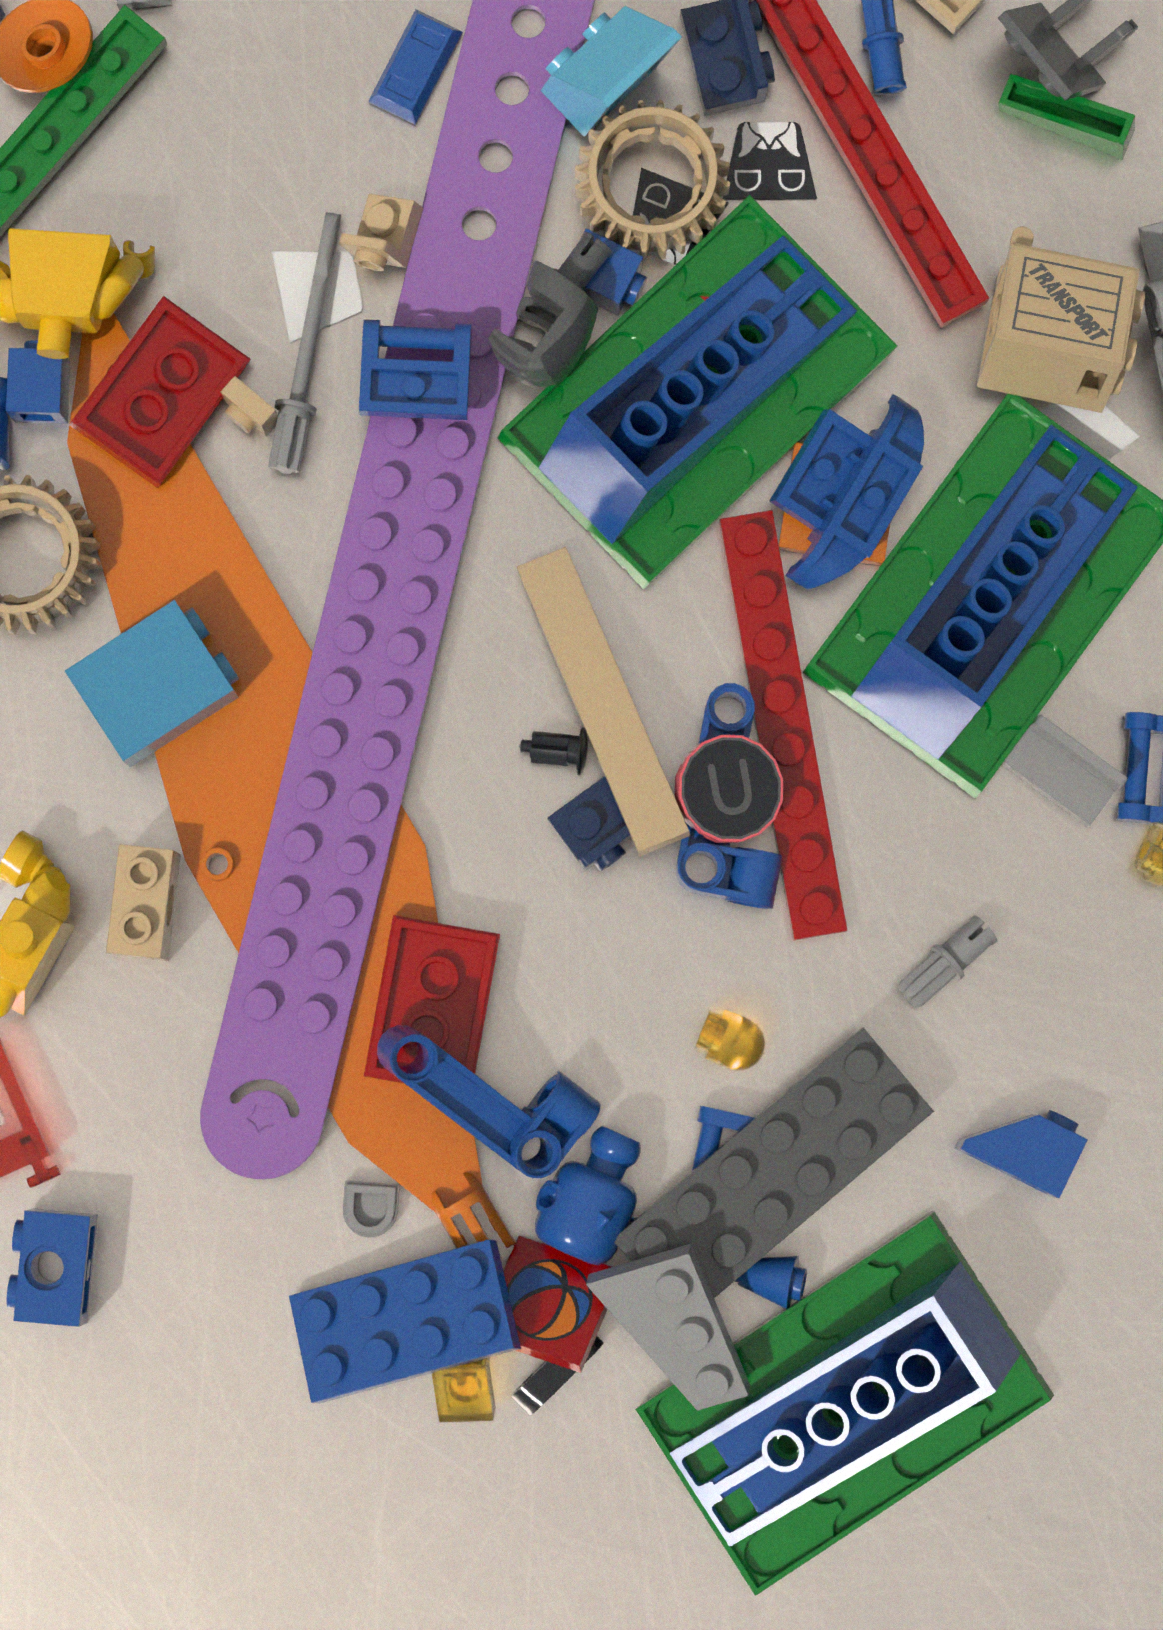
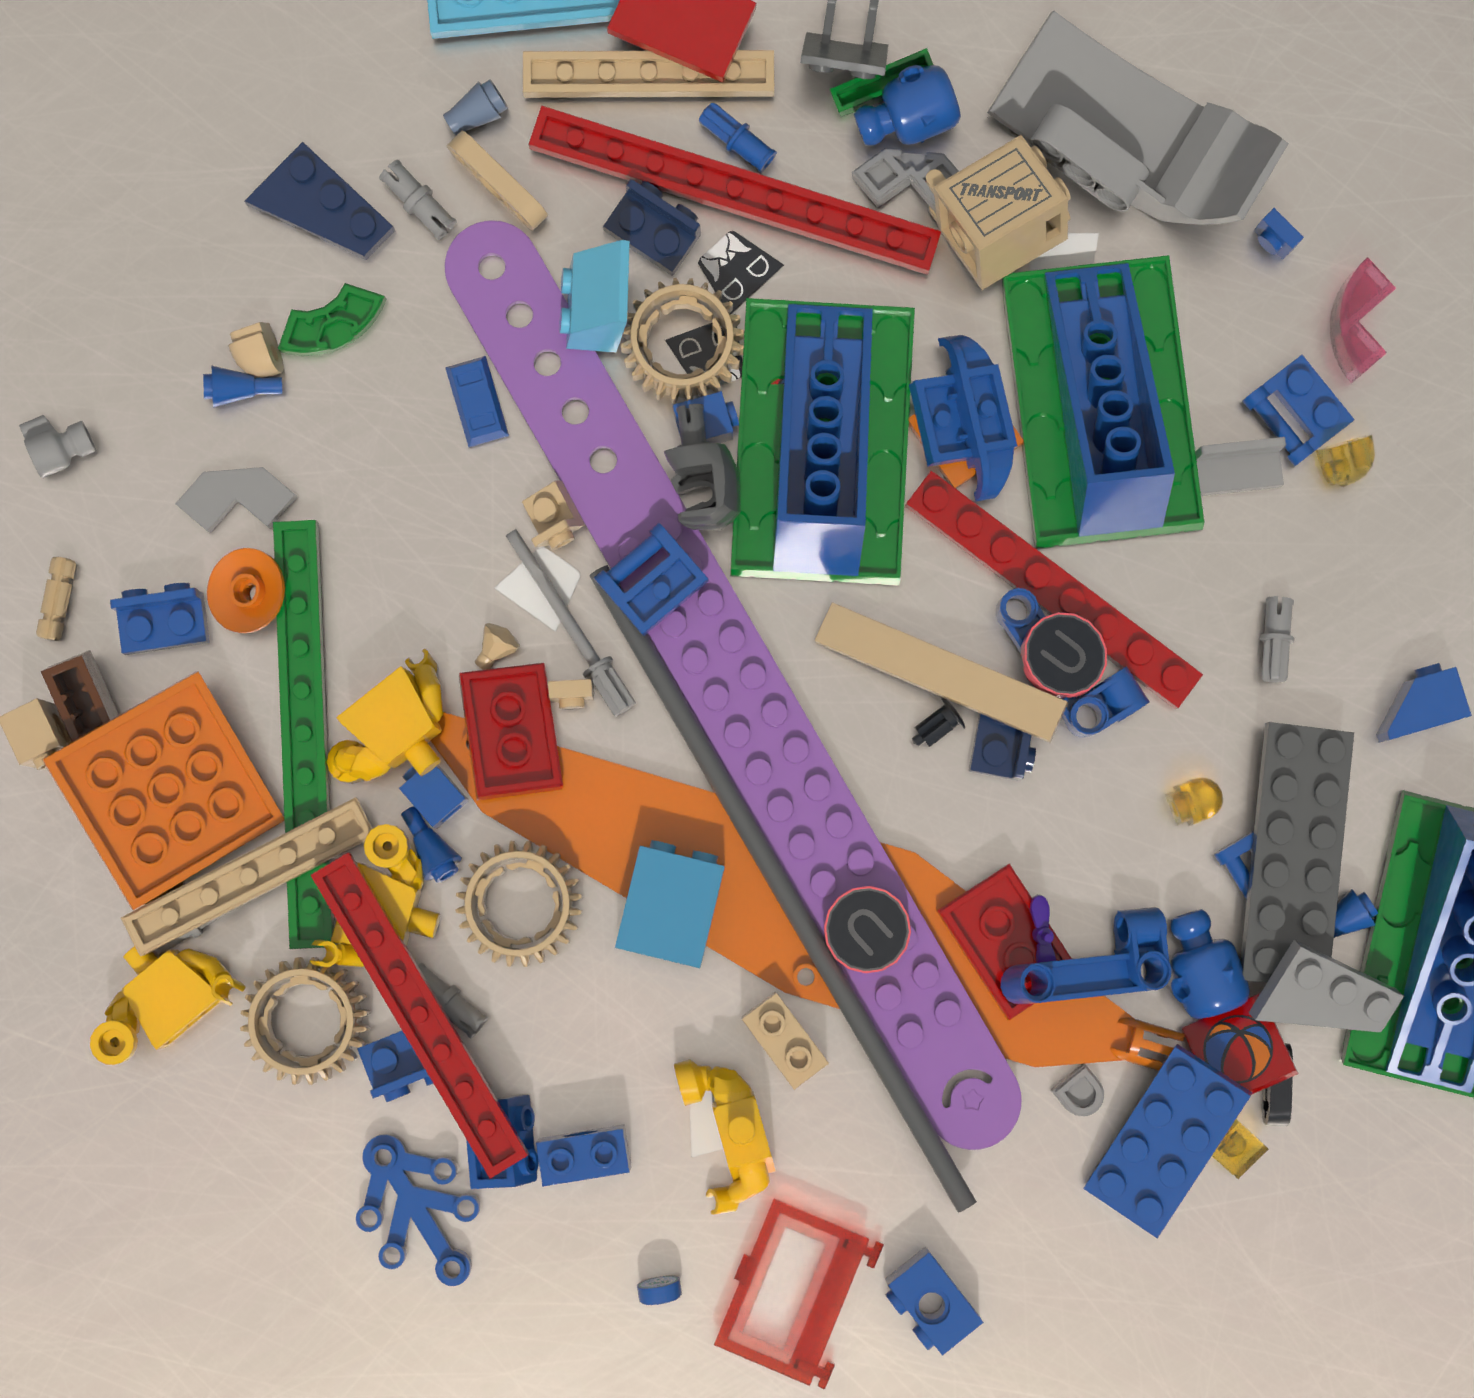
camera: 45 degrees left, 0 degrees up
(223, 302) = (496, 644): none -> tan rock
(262, 797) = (793, 908): none -> dark grey piece
(310, 870) = (867, 929): none -> black tile
(467, 1024) = (1042, 934): none -> dark purple piece
(999, 203) = (895, 170): none -> light grey tile
(1070, 160) = (914, 108): none -> blue piece

